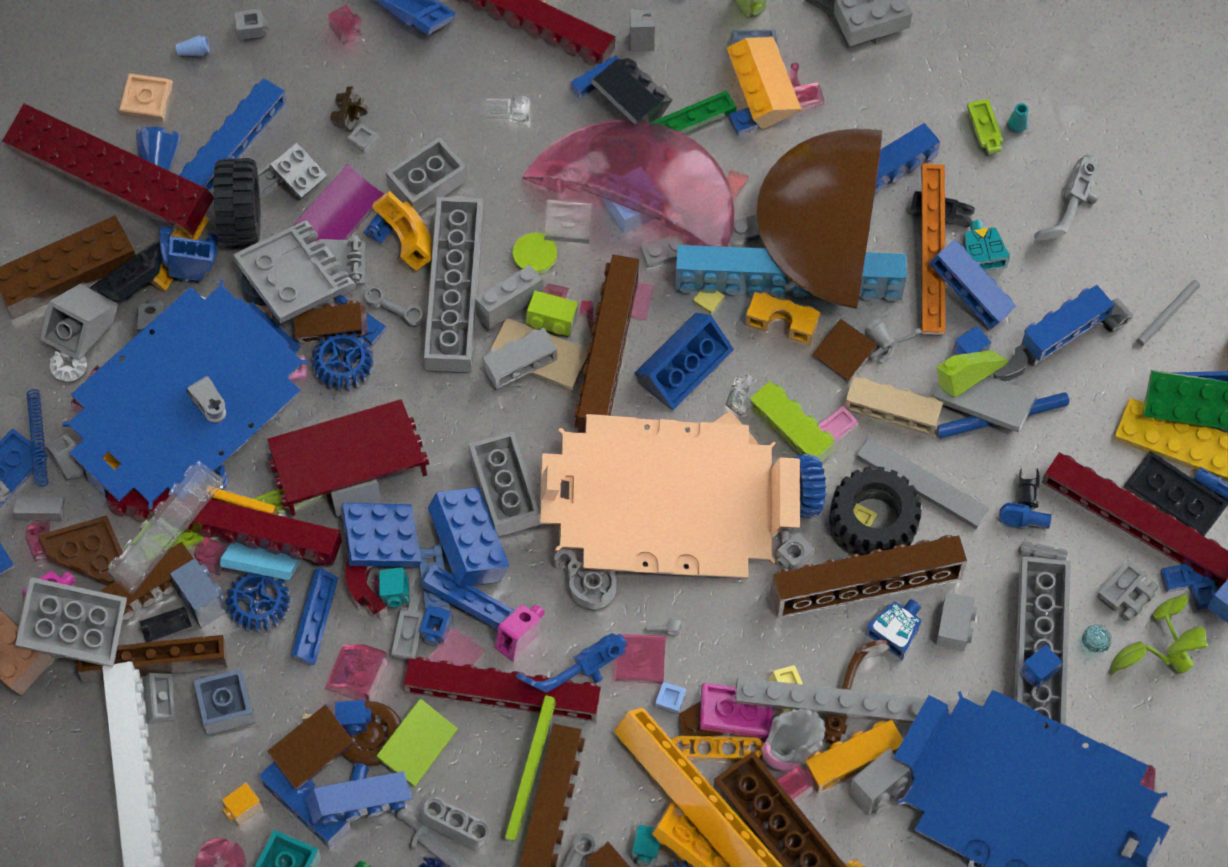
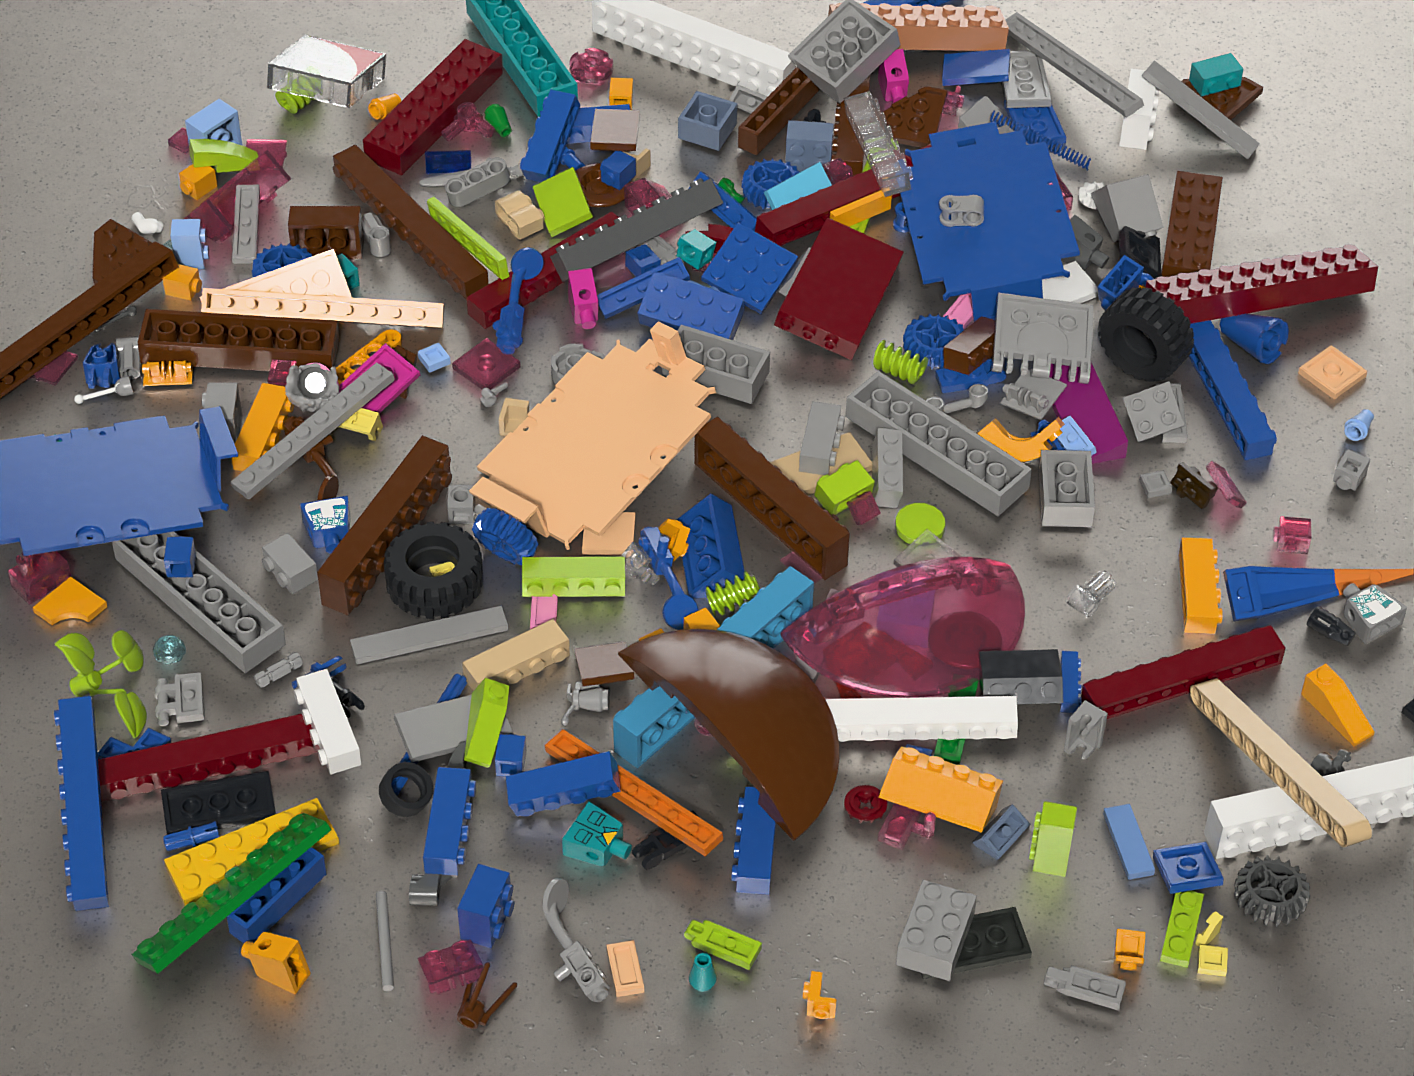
camera: 130 degrees right, 15 degrees down
(287, 636) = (728, 186): none -> green piece
(330, 90) = (1226, 484): none -> clear pink tile
(375, 191) = (1074, 438): none -> light blue plate
(388, 364) = (898, 364): none -> lime piece
(415, 640) = (637, 229): none -> dark grey brick
(443, 52) = (1198, 585): none -> light orange brick
(458, 765) = (519, 214): none -> tan brick
(679, 589) = (512, 415): none -> tan panel
(700, 383) = (678, 537): none -> light orange bracket
(715, 397) = (679, 604): none -> blue piece
(716, 308) = (732, 593): none -> lime piece
(717, 122) = (925, 718): none -> white brick
(815, 121) = (865, 794): none -> dark red gear
(975, 52) = (818, 1006): none -> light orange bracket
(1052, 168) = (625, 968): none -> light nougat tile
(1058, 369) = (414, 773): none -> black tyre
(1069, 455) = (328, 722): none -> white brick
(1099, 260) = (485, 906): none -> blue brick
(1122, 737) = (70, 601): none -> light orange tile
(1150, 256) = (451, 962): none -> clear pink hinge
(1165, 220) = (471, 1010): none -> reddish brown plant

